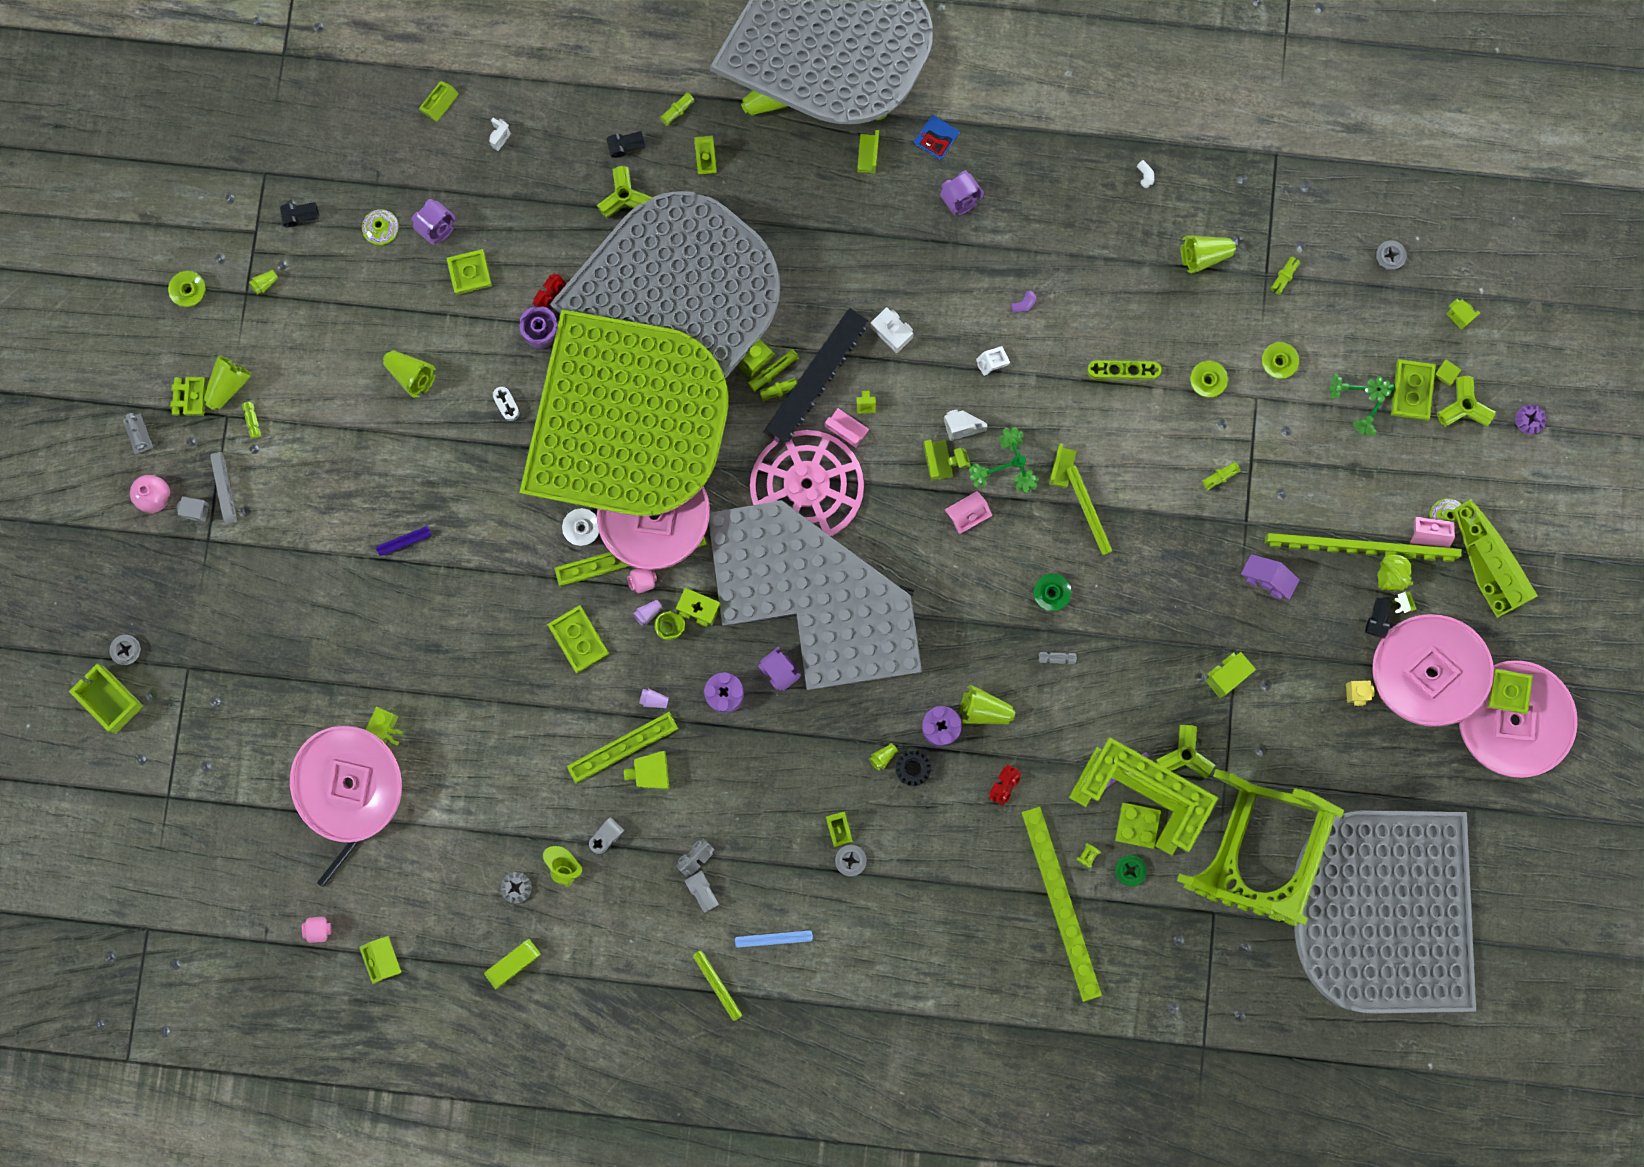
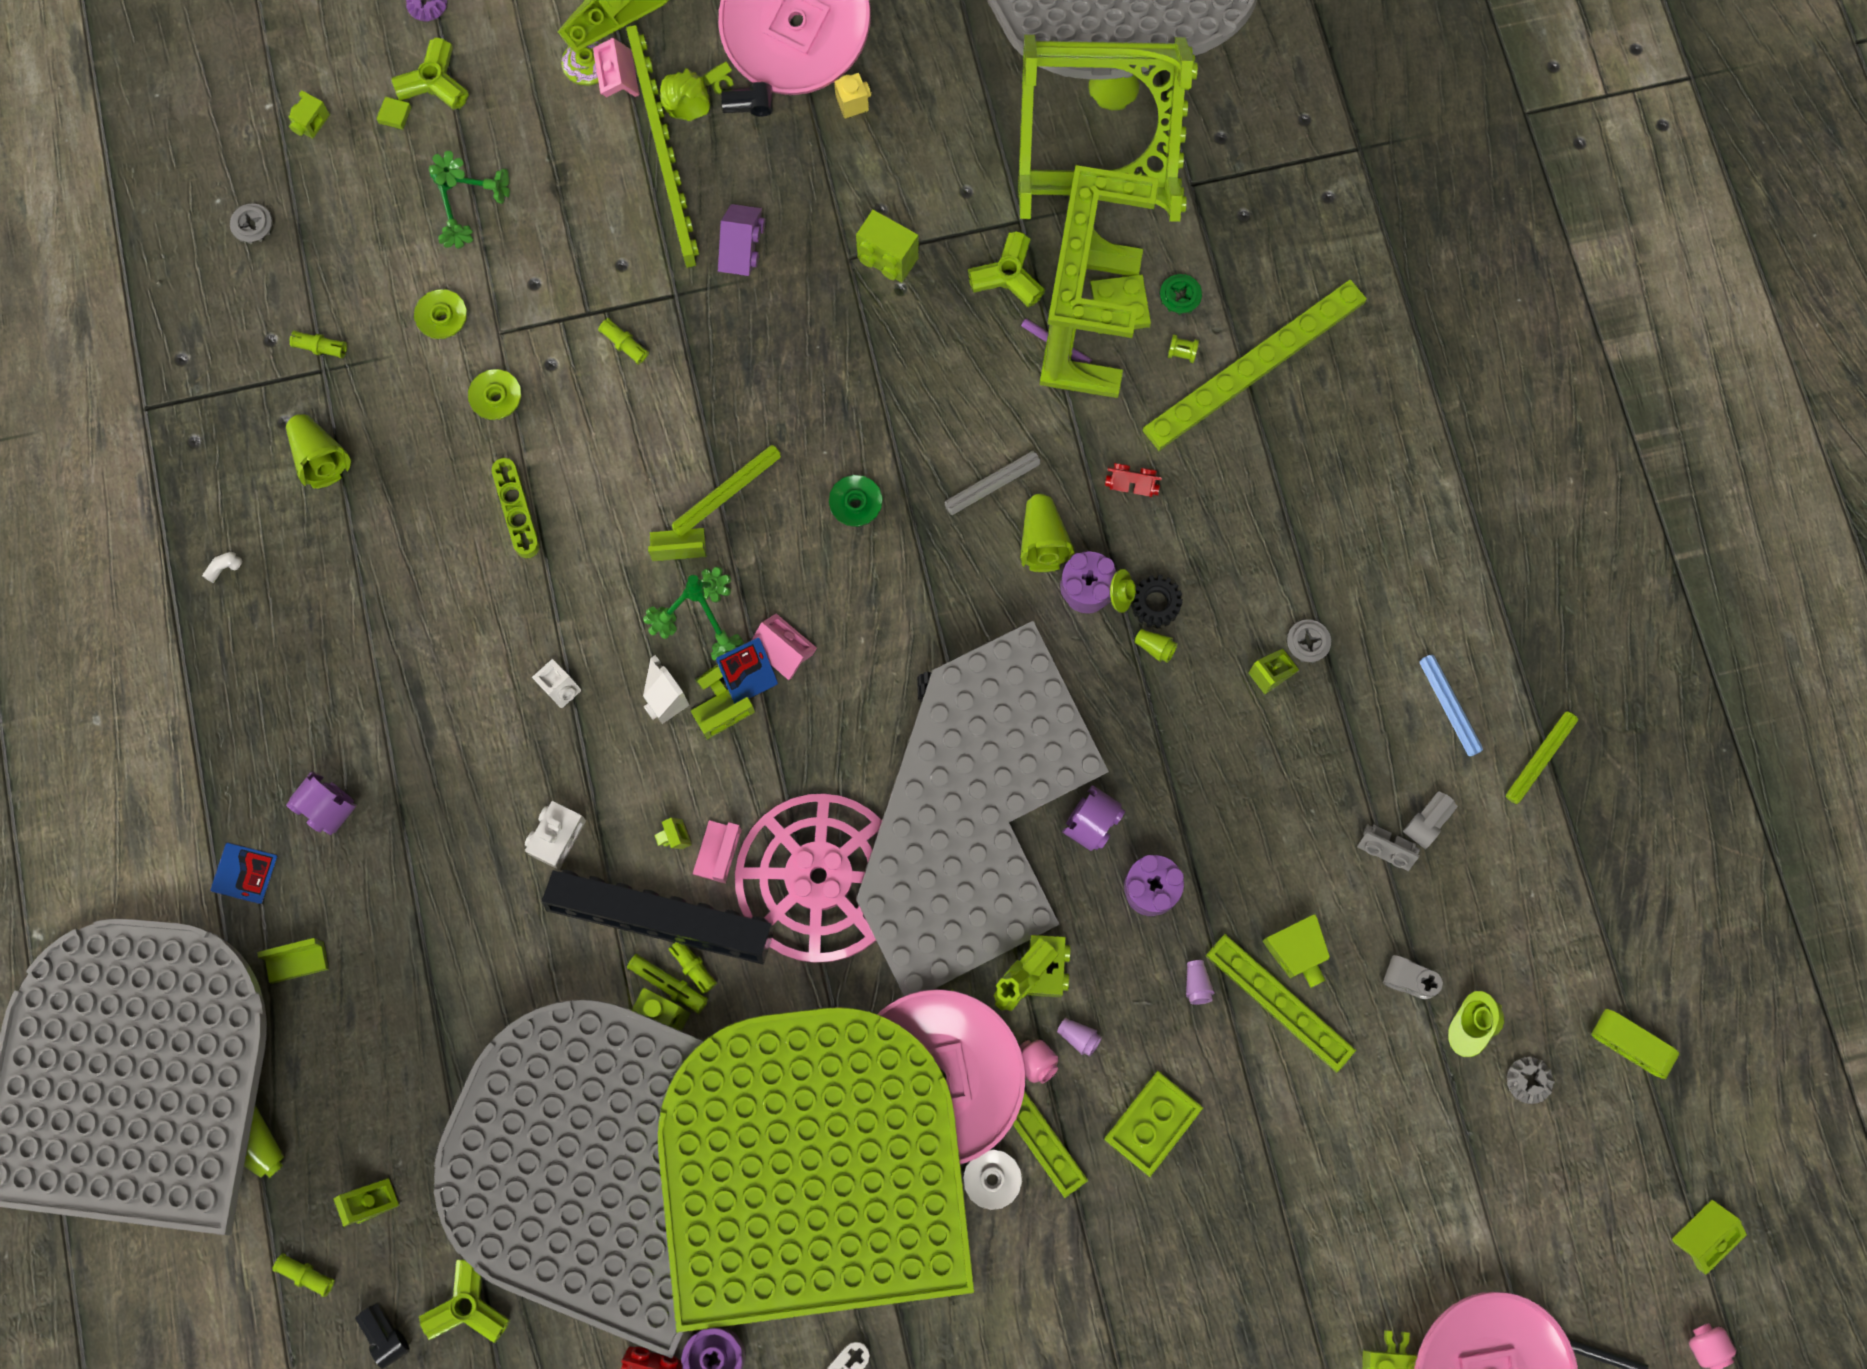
camera: 115 degrees left, 5 degrees down
(669, 625) = (1088, 996): lime hair -> none
(695, 586) = (1023, 975): none -> lime piece
(926, 744) = (1122, 590): none -> lime piece
(957, 482) = (747, 670): none -> sticker
(1026, 304) = (461, 665): medium lavender arm -> none
(1035, 689) = (992, 482): none -> light grey axle
(1059, 658) = (940, 468): light grey axle -> none
(1413, 390) = (417, 143): lime tile -> none

